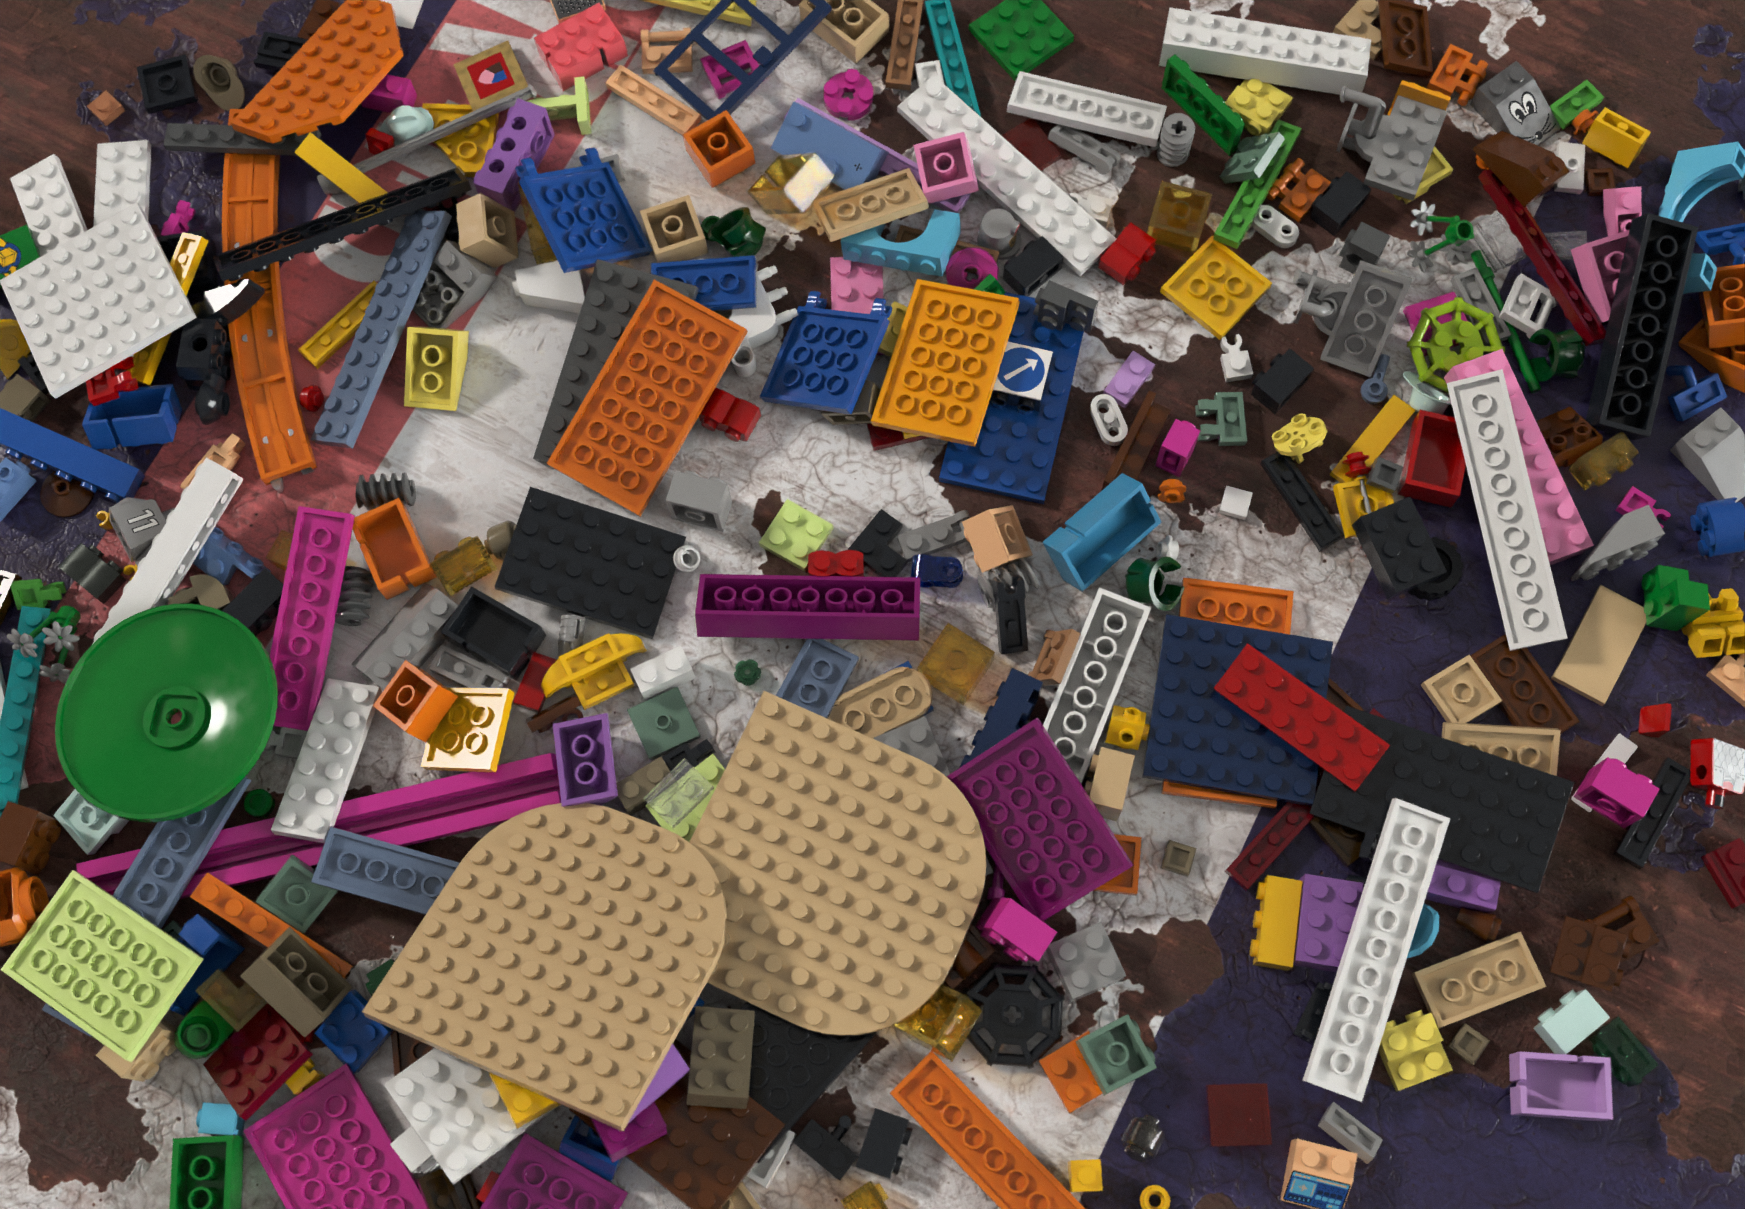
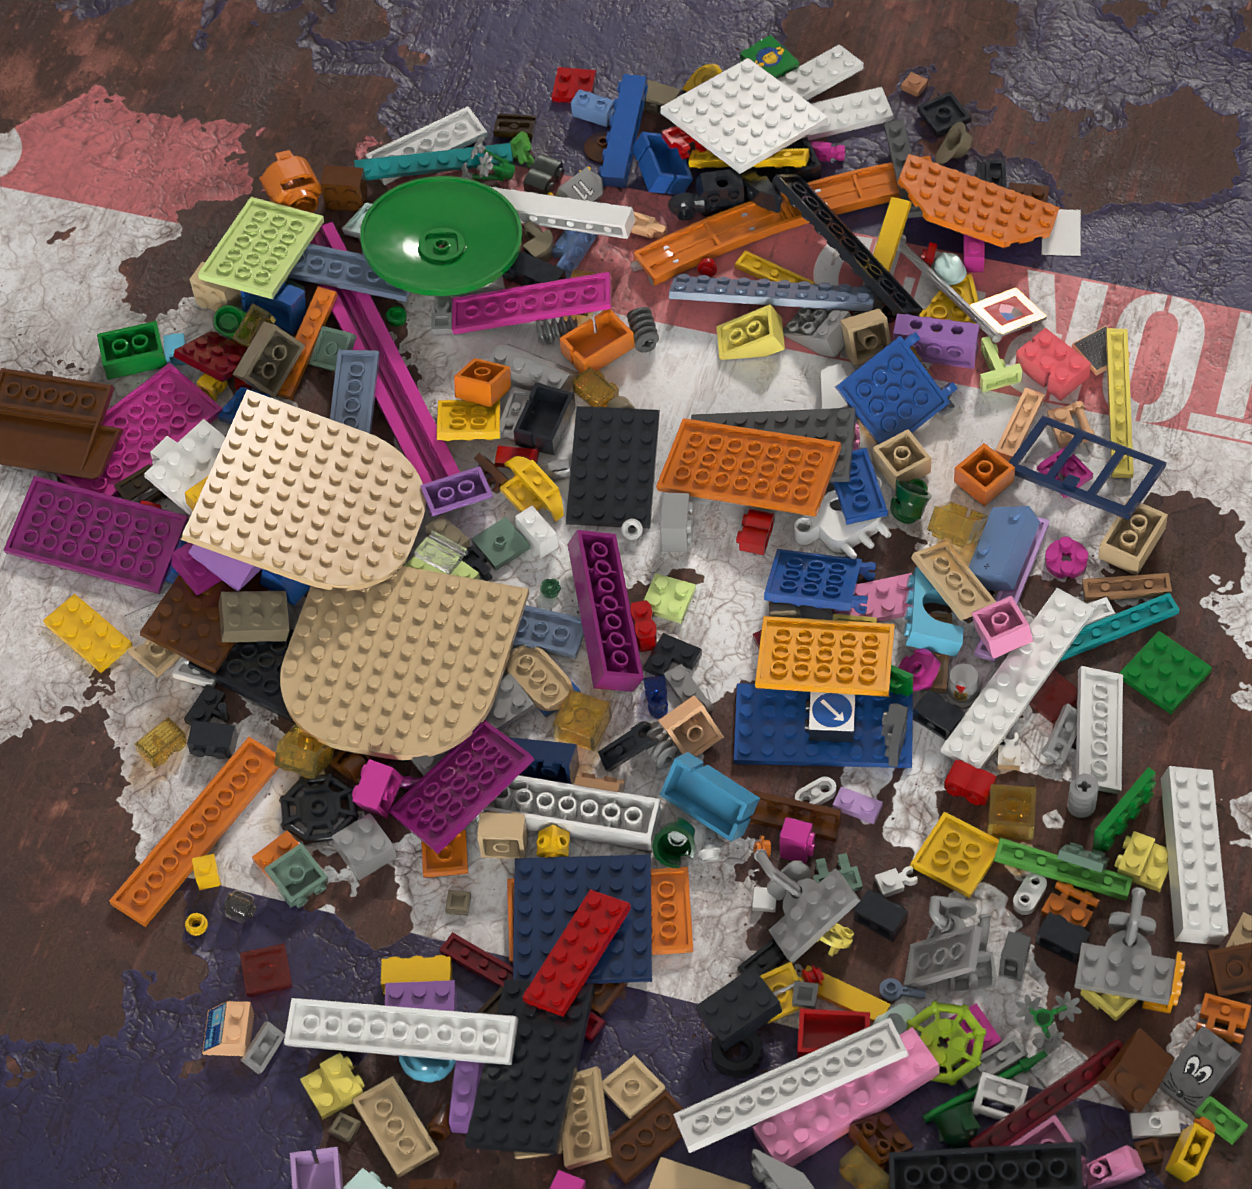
camera: 80 degrees right, 15 degrees down
(326, 761) = (430, 342): white plate -> none
(1281, 446) = (814, 909): none -> light grey plate

